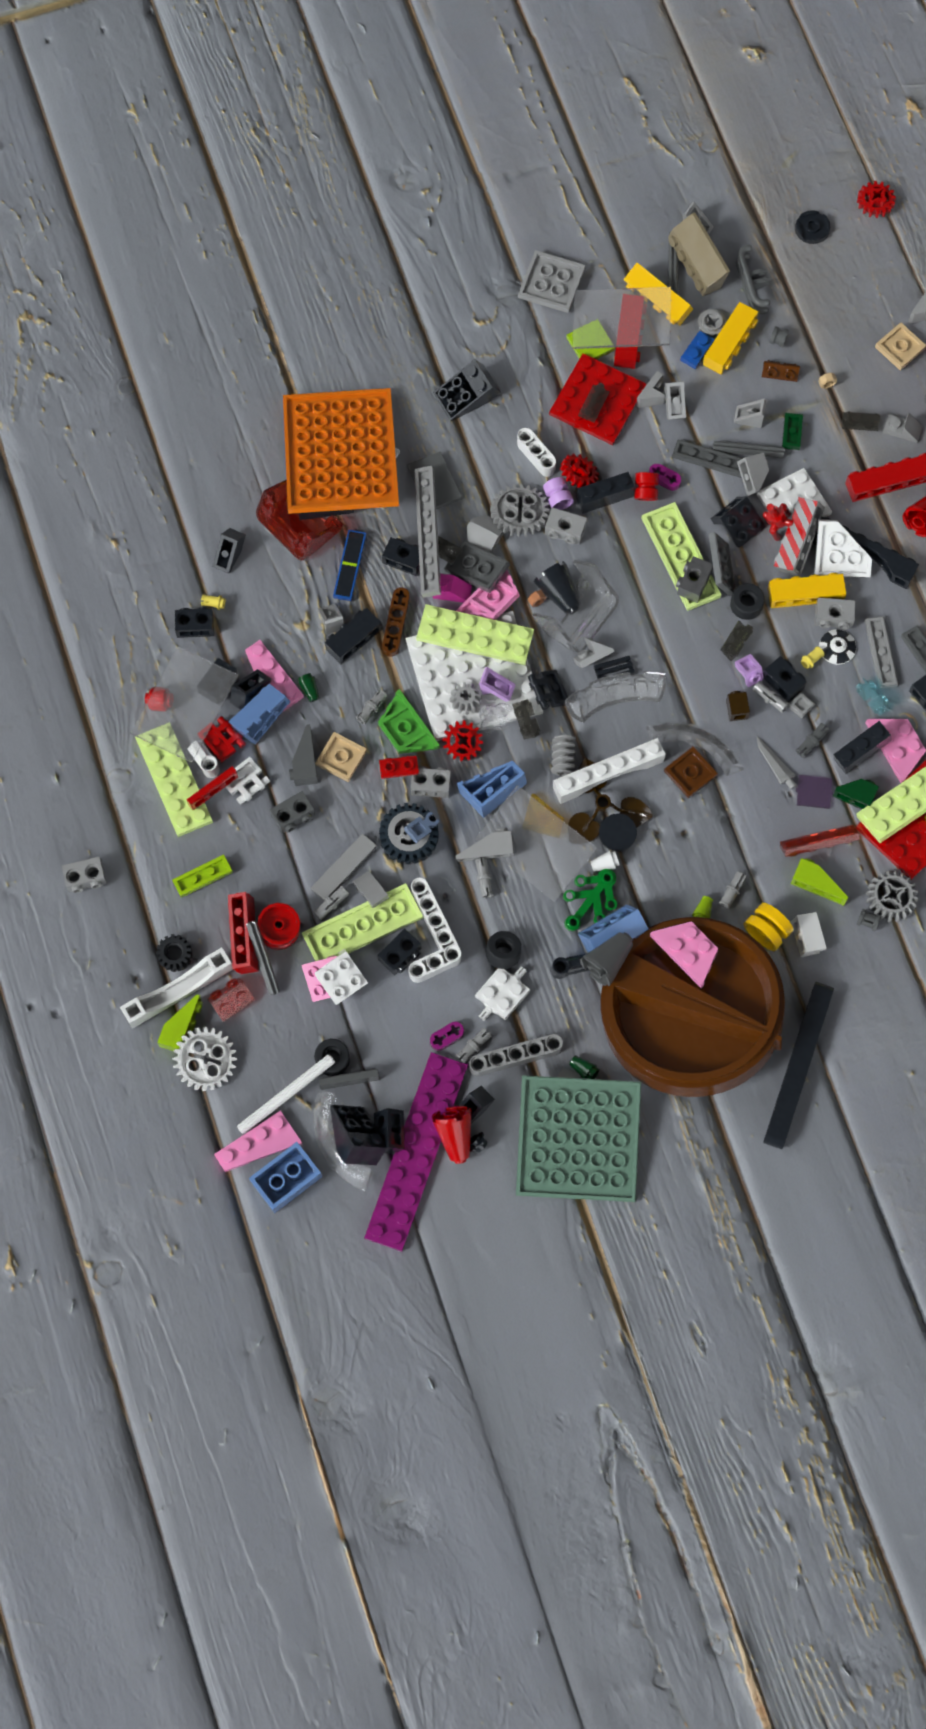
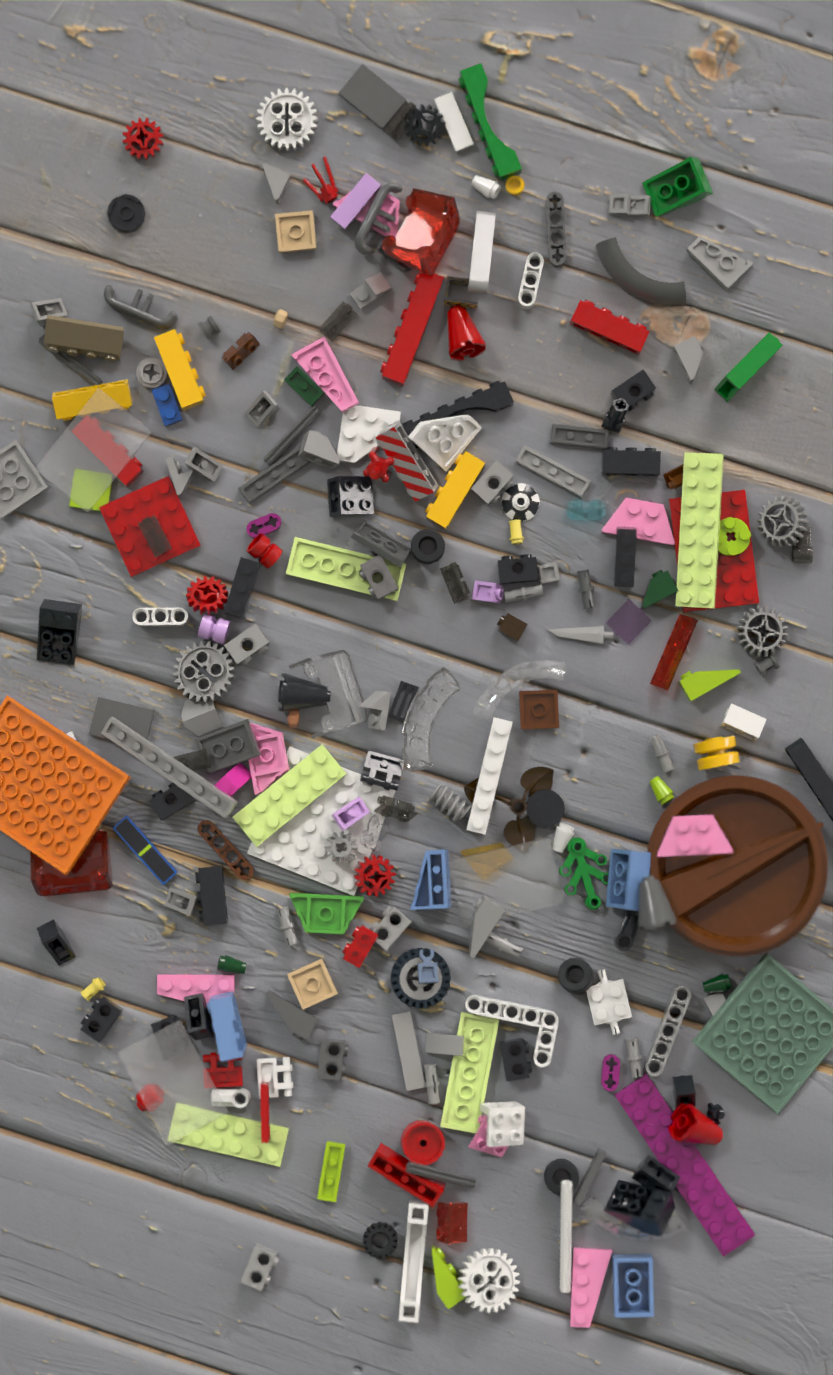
camera: 50 degrees left, 15 degrees up
(816, 438) = (325, 370): none -> bright pink wing

